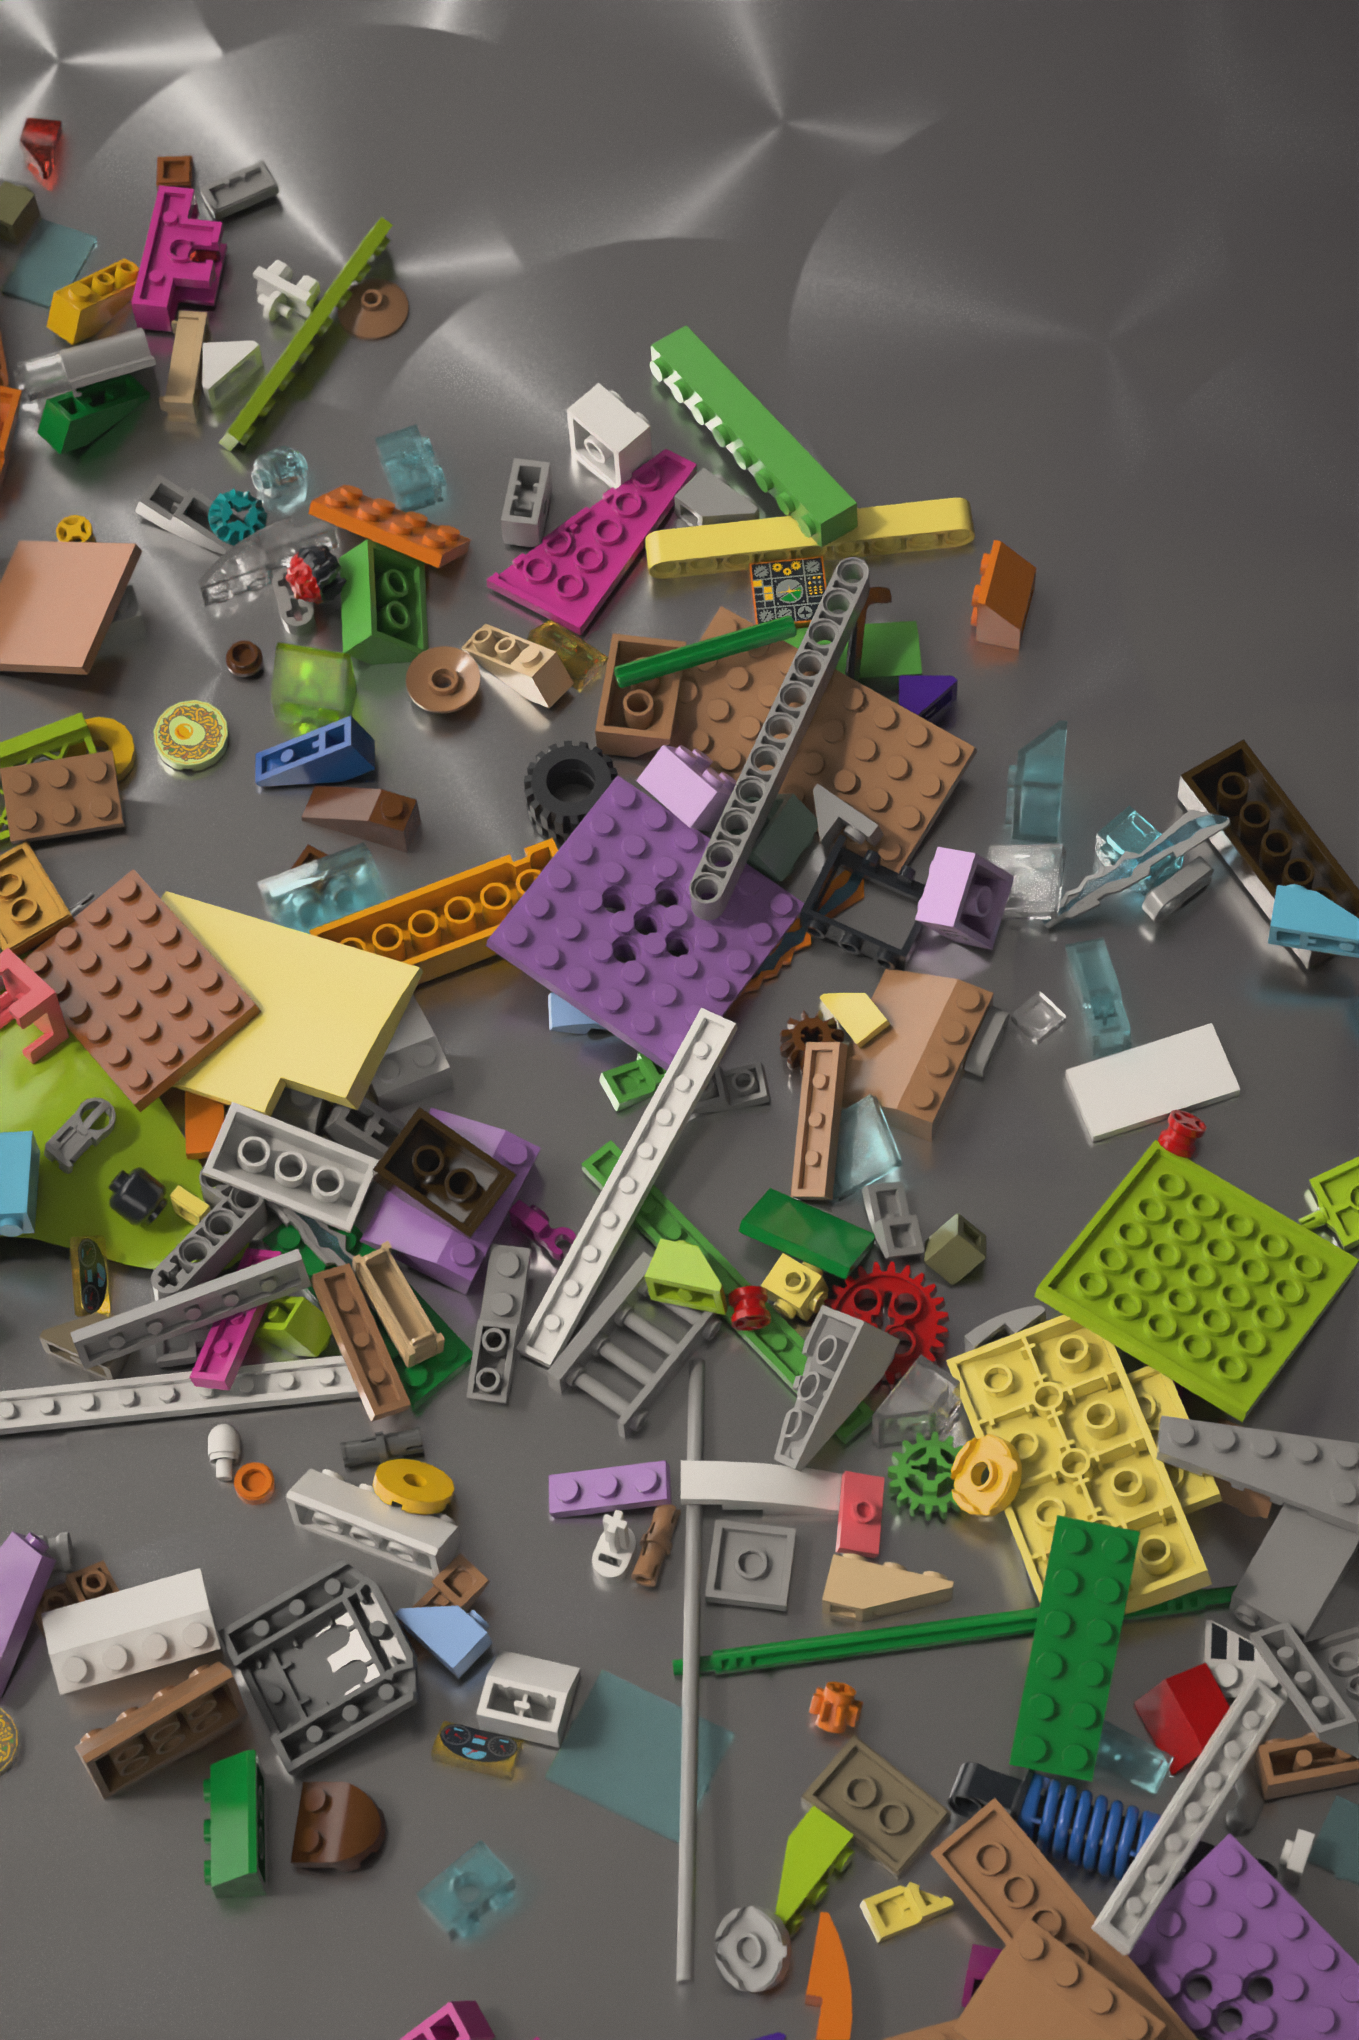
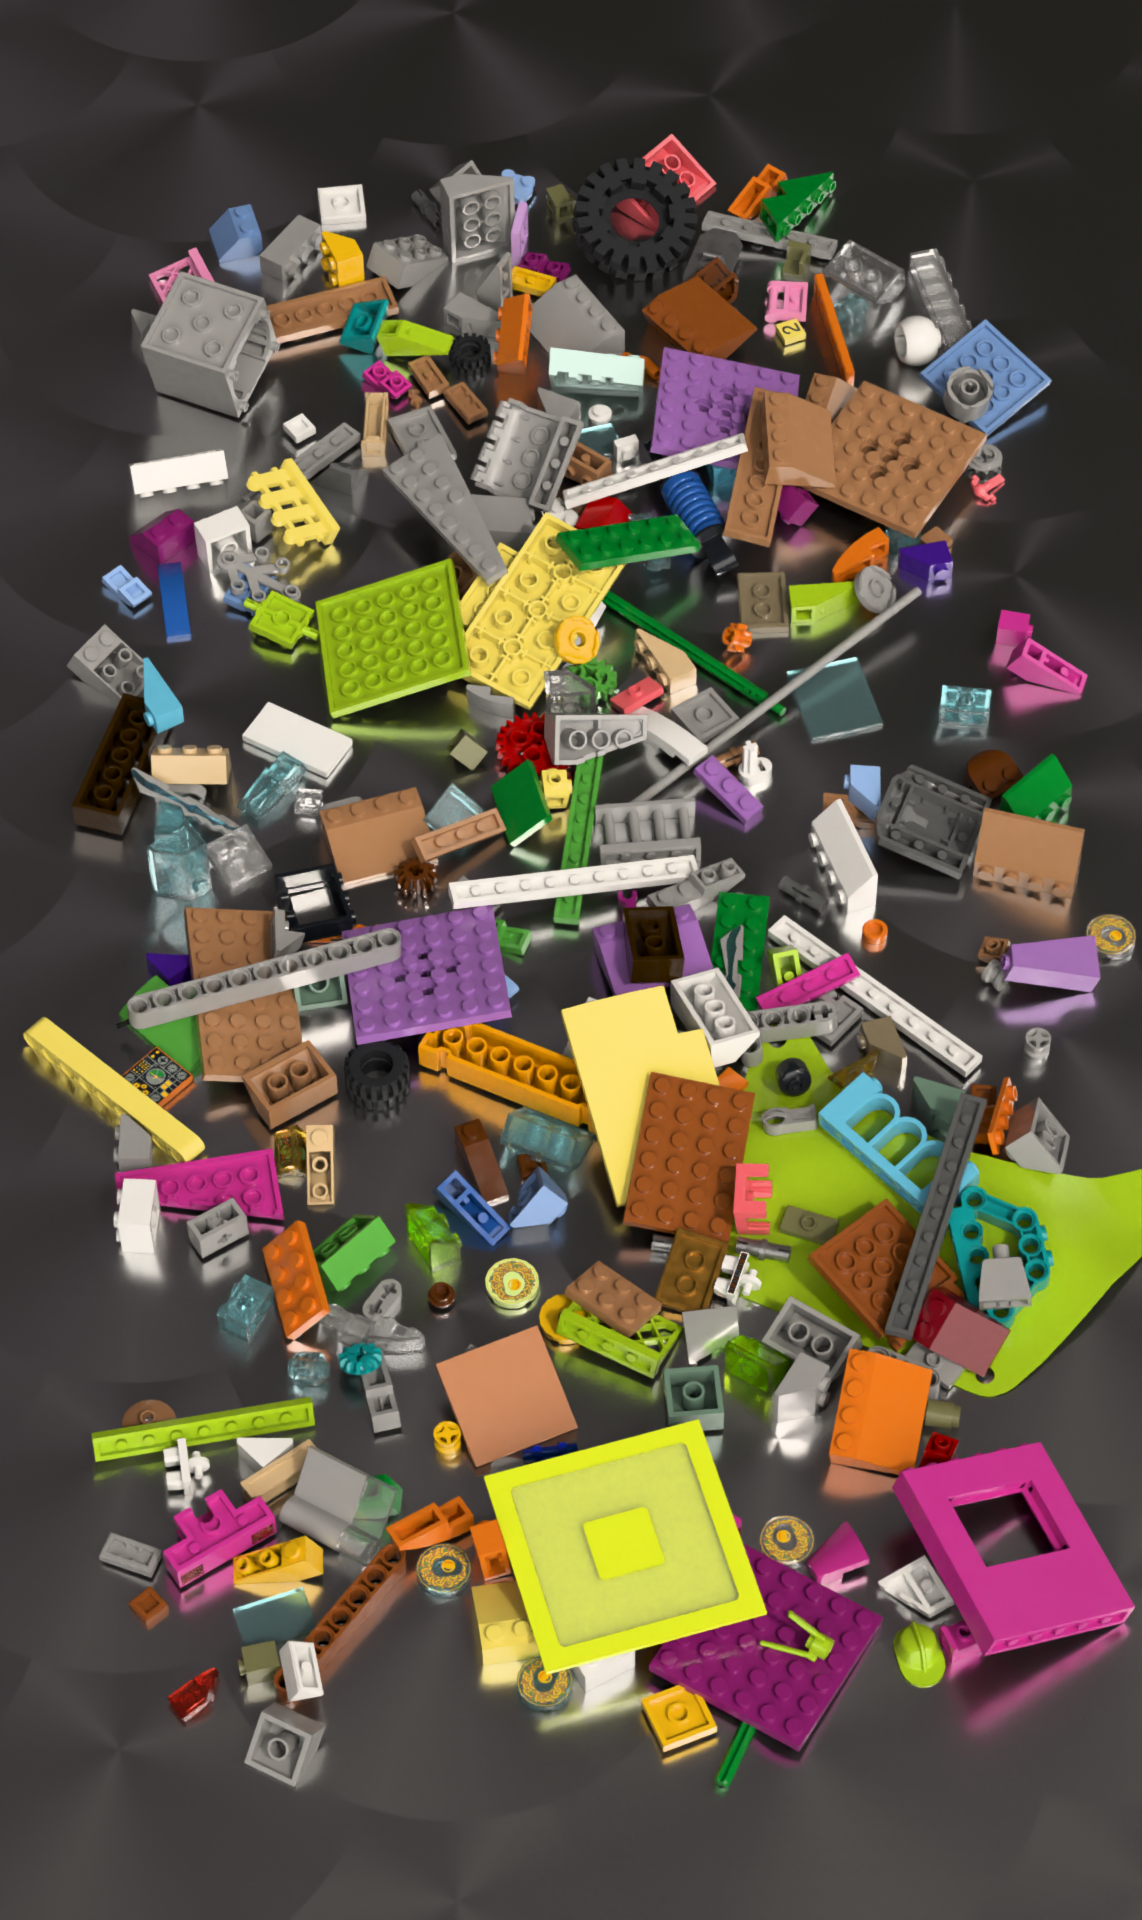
camera: 135 degrees left, 10 degrees down
(130, 1631) = (999, 906): white slope -> none
(189, 1206) = (774, 1051): light yellow tile -> none
(191, 1309) = (816, 990): light grey plate -> none
(224, 1449) = (873, 952): white cylinder -> none
(254, 825) = (538, 1201): none -> medium blue slope
(315, 575) = (364, 1281): piece -> none
(360, 1342) = (766, 926): medium nougat plate -> none
(397, 1306) = (733, 925): tan container -> none
(413, 1484) = (800, 853): yellow tile -> none
(442, 666) = (363, 1178): medium nougat dish -> none
(476, 1750) = (899, 750): slope -> none
(527, 1698) = (857, 742): white slope -> none
(684, 1278) = (597, 821): lime slope -> none
(688, 786) = (327, 1013): lavender brick -> none
(705, 651) = (243, 1053): green axle -> none
(749, 1308) = (585, 790): red wheel -> none
(753, 437) = (75, 1151): bright green brick -> none
(856, 1015) = (382, 869): light yellow slope -> none
(890, 1220) = (480, 779): light grey slope -> none
(902, 1910) = (797, 564): light yellow slope -> none
(964, 897) = (278, 854): lavender brick -> none
(1003, 597) = (74, 975): orange slope -> none
(1182, 1133) = (317, 703): red wheel -> none
(1197, 914) = (191, 764): none -> tan slope

